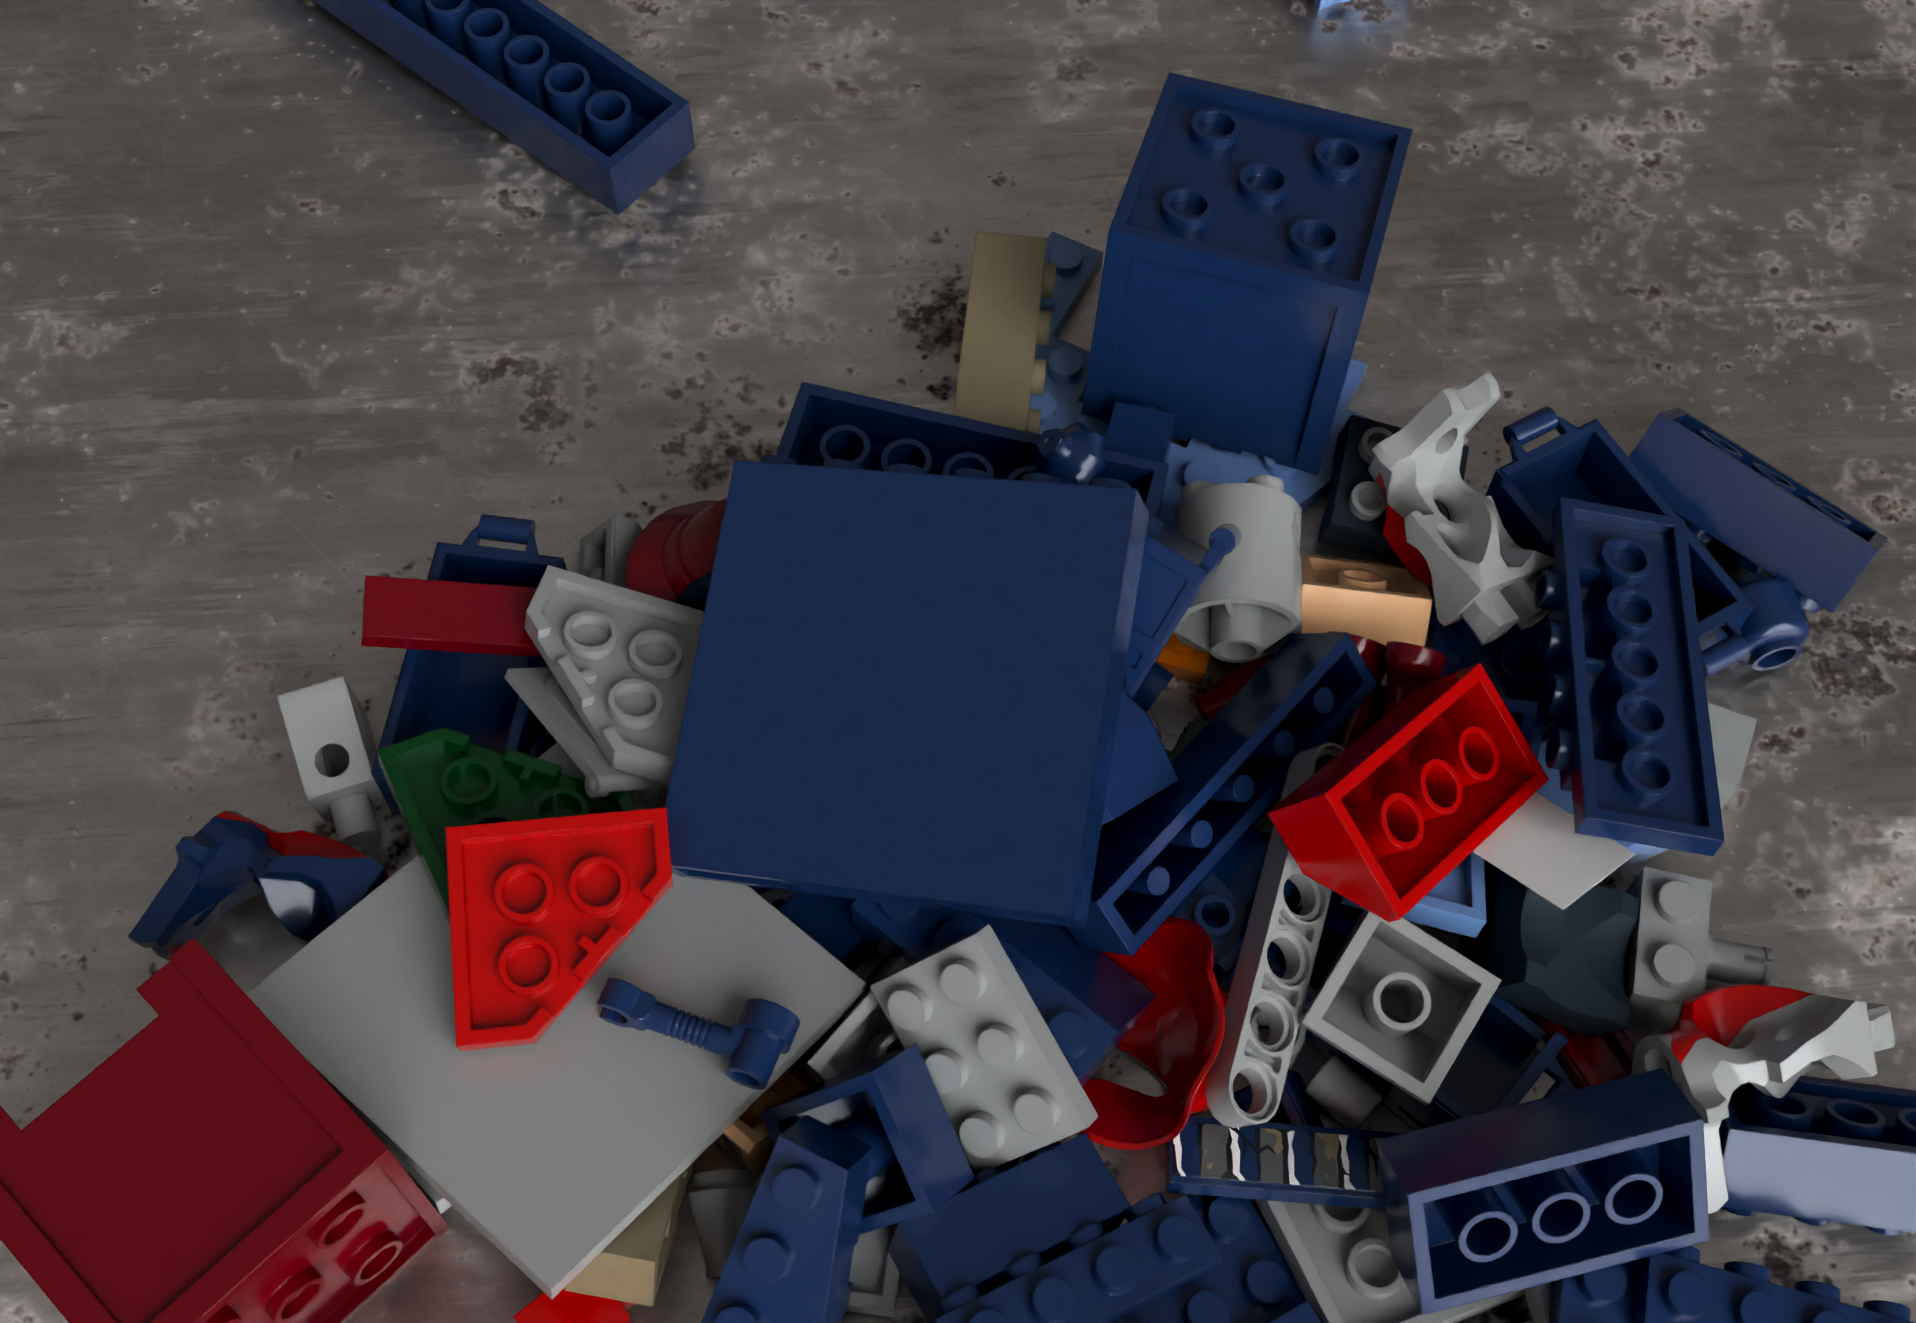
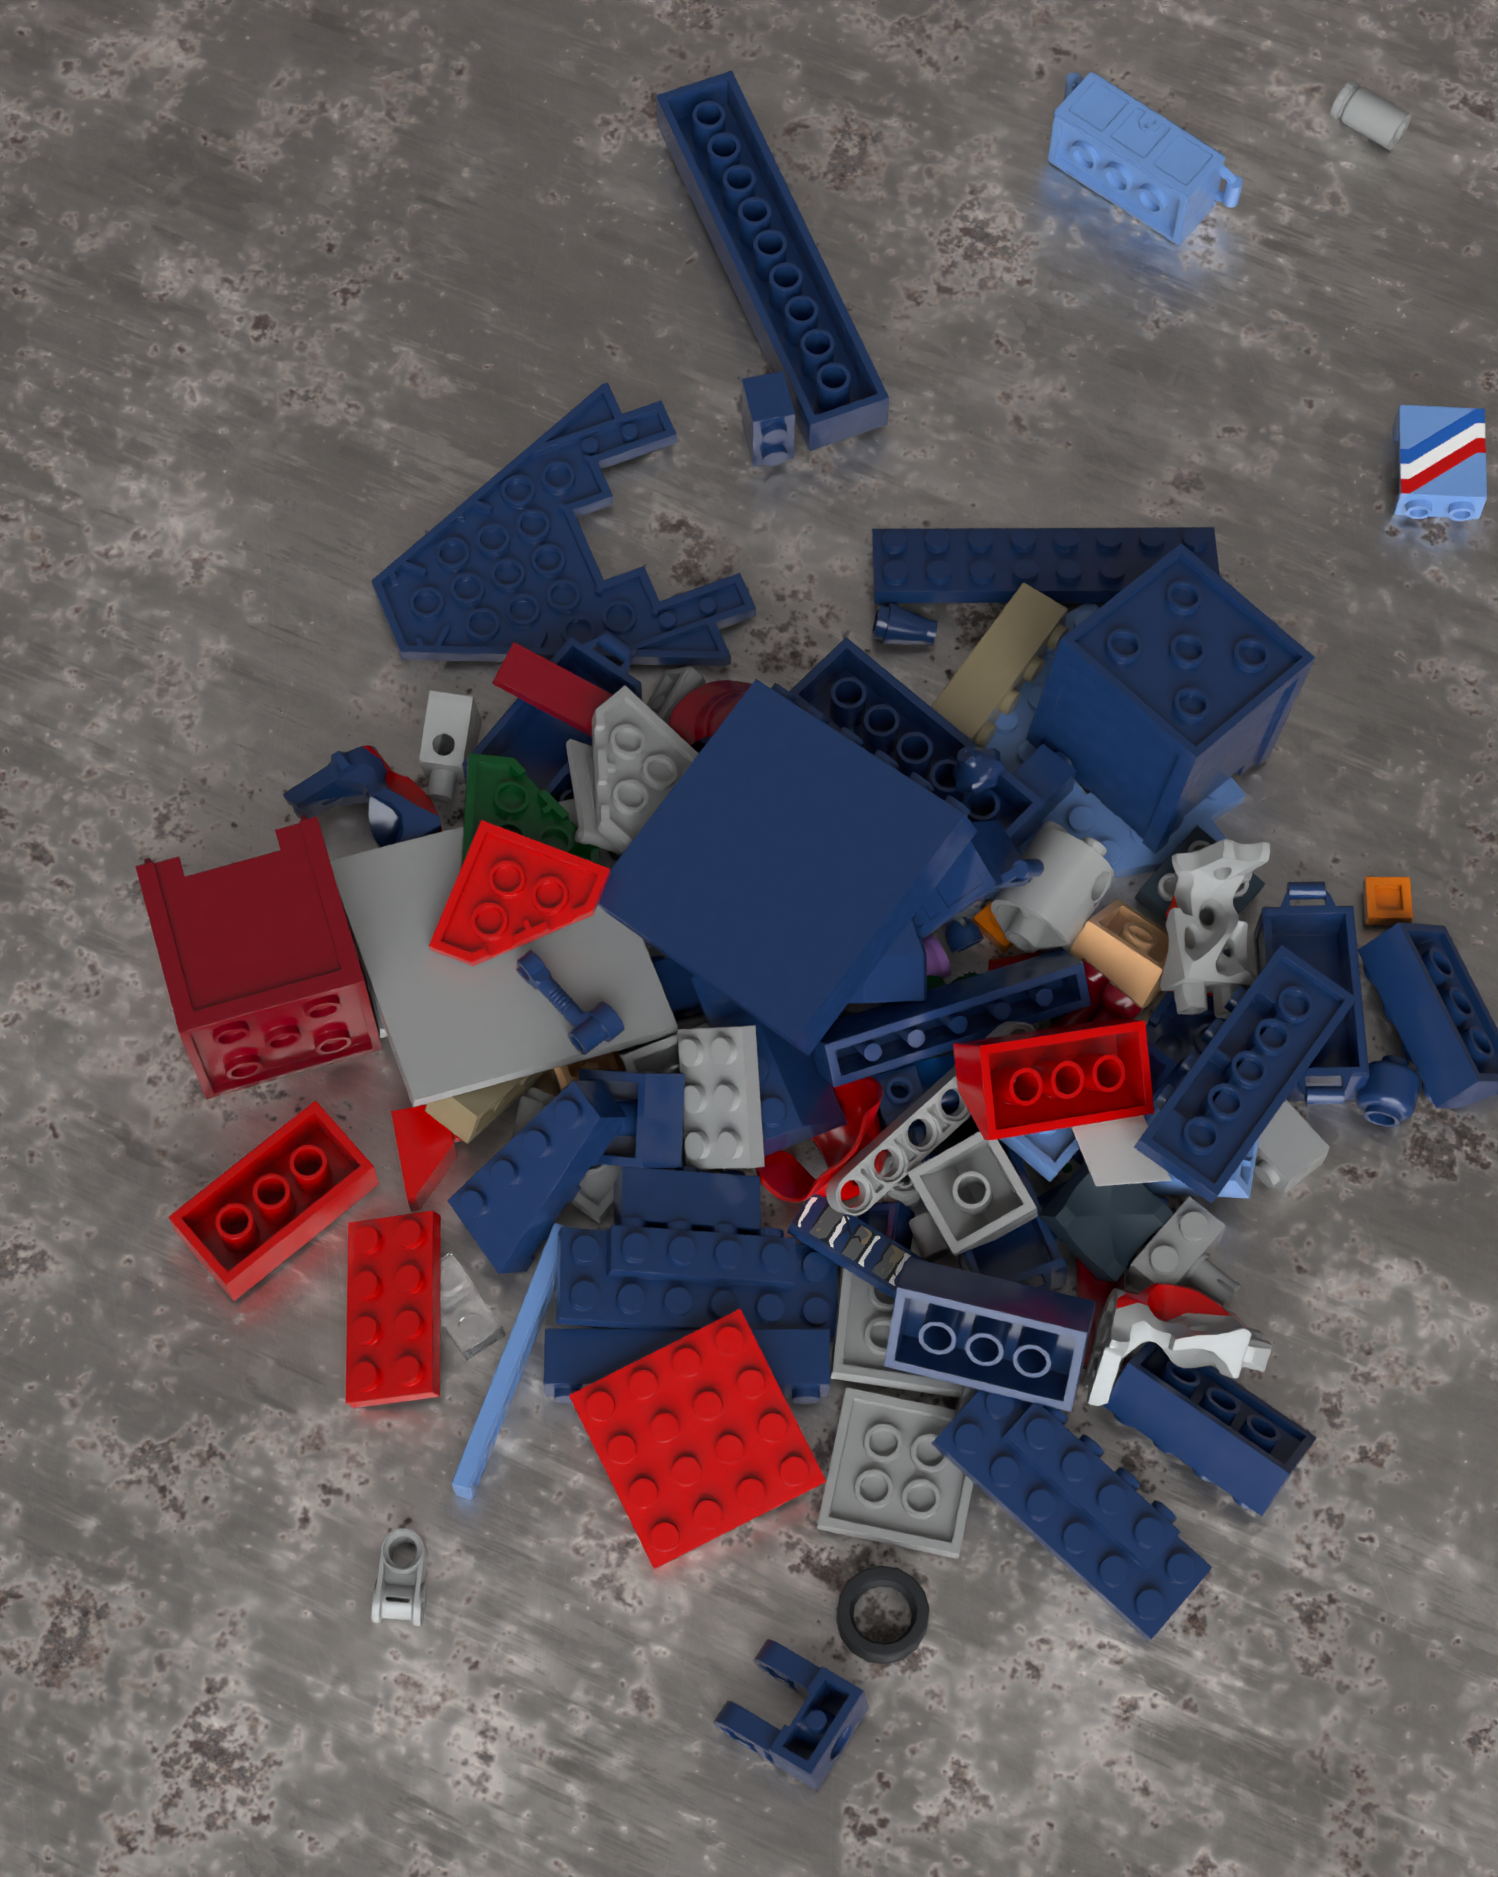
camera: 30 degrees right, 5 degrees up
(320, 491) = (523, 573): none -> dark blue wing
(551, 189) = (768, 419): none -> dark blue brick
(848, 357) = (902, 627): none -> dark blue cone
(933, 232) = (995, 562): none -> dark blue plate
(1607, 400) = (1387, 900): none -> orange plate

